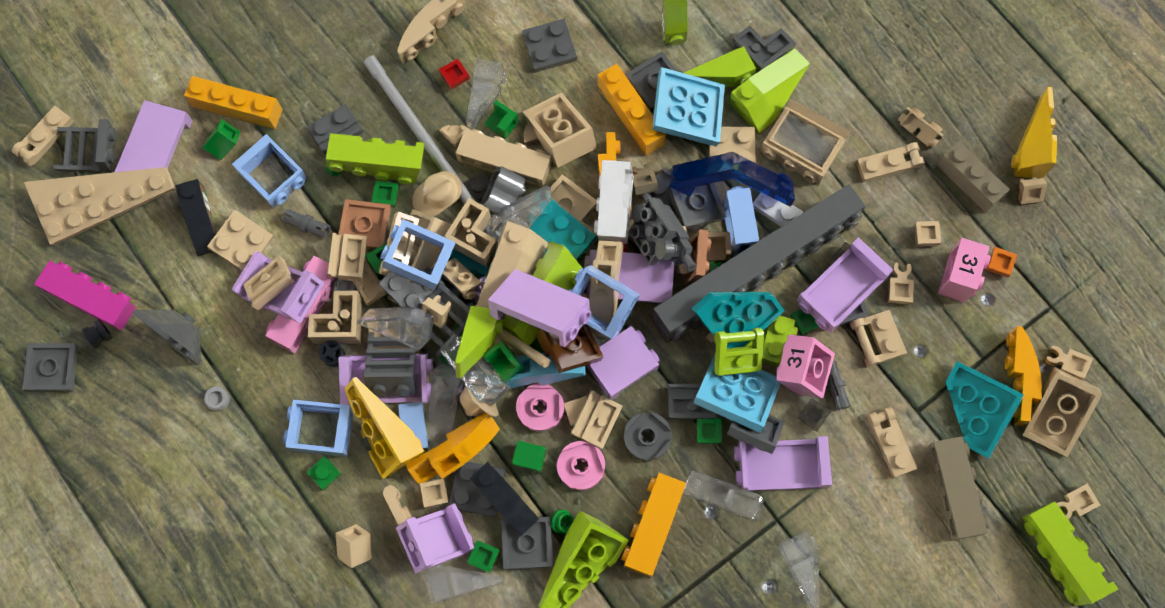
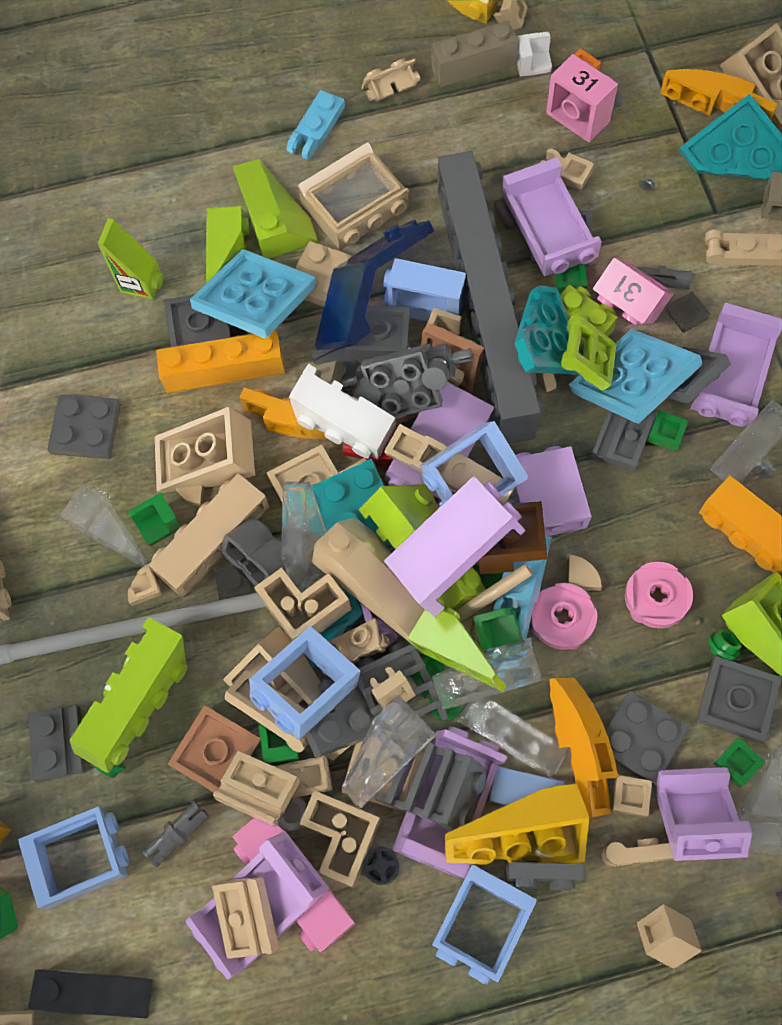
camera: 65 degrees left, 5 degrees down
(239, 240) = (156, 942): tan plate -> none
(324, 473) = (547, 942): green plate -> none
(361, 460) = (559, 876): none -> dark grey plate
(385, 193) = (184, 706): green plate -> none
(437, 193) = (217, 639): tan piece -> none
(454, 74) = (61, 554): red plate -> none
(473, 407) = (535, 696): tan piece -> none
(504, 498) = (674, 703): black slope -> none
(529, 456) = (627, 650): green panel -> none
(596, 419) = (606, 553): tan plate -> none
(647, 450) = (642, 519): dark grey plate -> none
(764, 52) = (222, 192): dark grey plate -> none
(775, 210) = (428, 251): white plate -> none
(858, 90) = (316, 124): none -> medium azure hinge
(884, 334) = (620, 208): tan plate -> none
(889, 162) = (417, 127): tan plate -> none
(927, 233) = (518, 121): tan plate -> none
(996, 222) = (533, 54): none -> white panel
(1072, 363) = (719, 48): tan plate -> none

